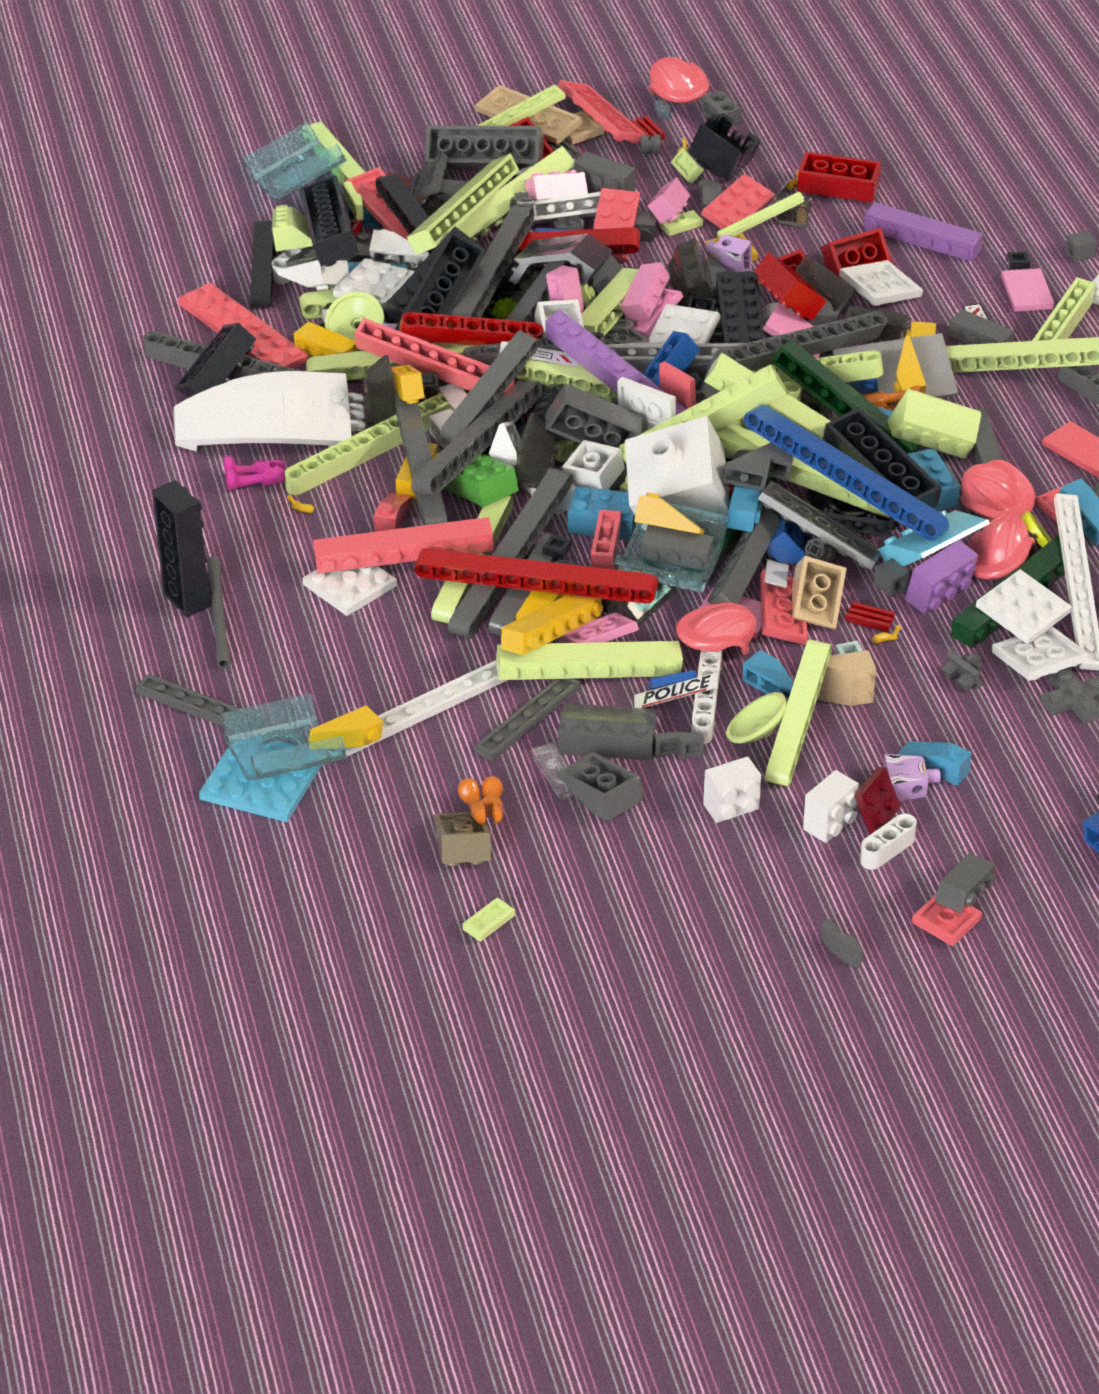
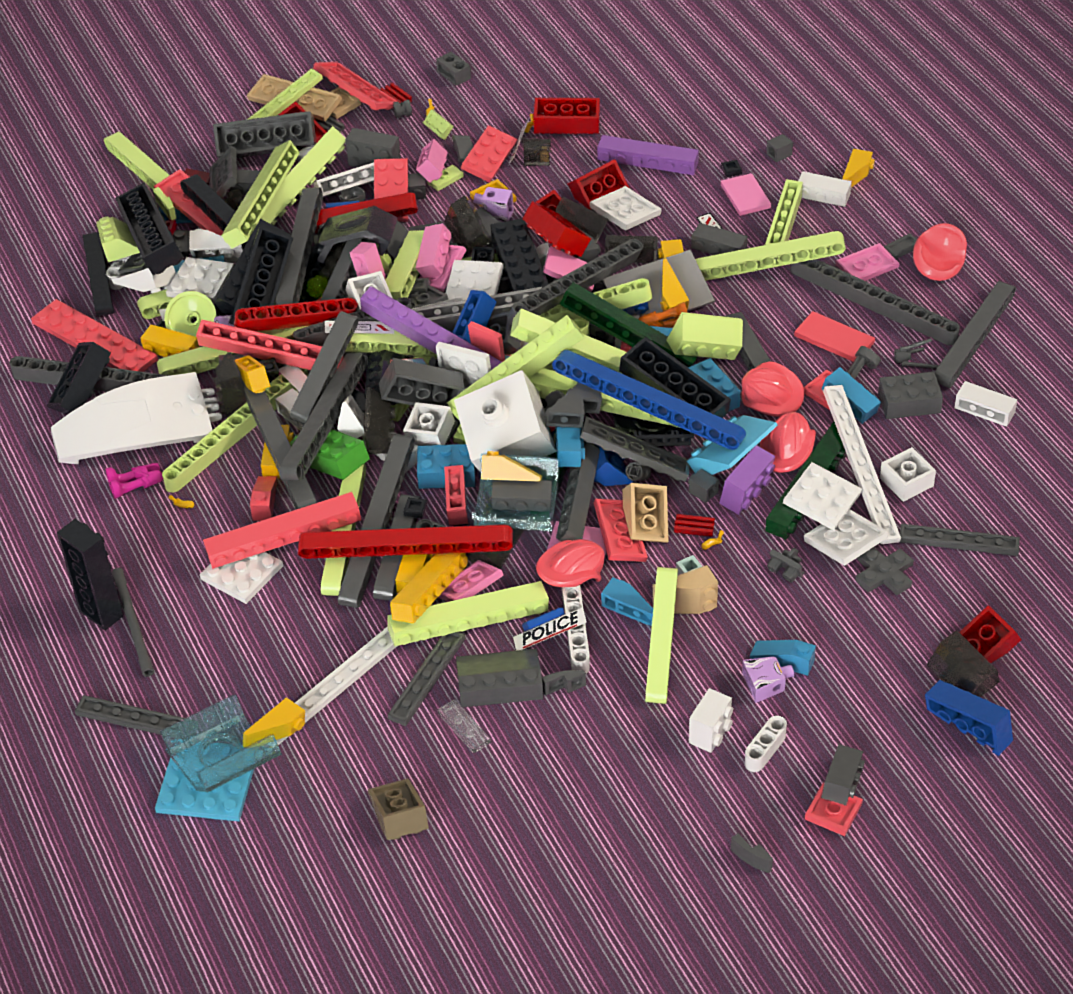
camera: 10 degrees left, 5 degrees up
(292, 162) = (103, 174): clear light blue panel -> none
(488, 919) = (440, 888): yellowish green plate -> none
(489, 805) = (417, 776): orange piece -> none
(521, 199) = (309, 181): dark grey gear -> none
(555, 185) = (334, 163): brick -> none
(602, 785) = (508, 735): dark grey slope -> none
(662, 109) = (404, 74): clear light blue hose -> none
(677, 80) = (412, 48): coral piece -> none
(719, 151) = (465, 108): black piece -> none
(732, 789) = (622, 719): white brick -> none
(757, 719) = (626, 645): yellowish green dish -> none
(762, 215) = (511, 163): yellowish green axle -> none
(776, 573) = (607, 499): white sticker -> none
(877, 800) = (748, 707): dark red plate -> none
(1036, 529) = (813, 419): neon yellow tile -> none

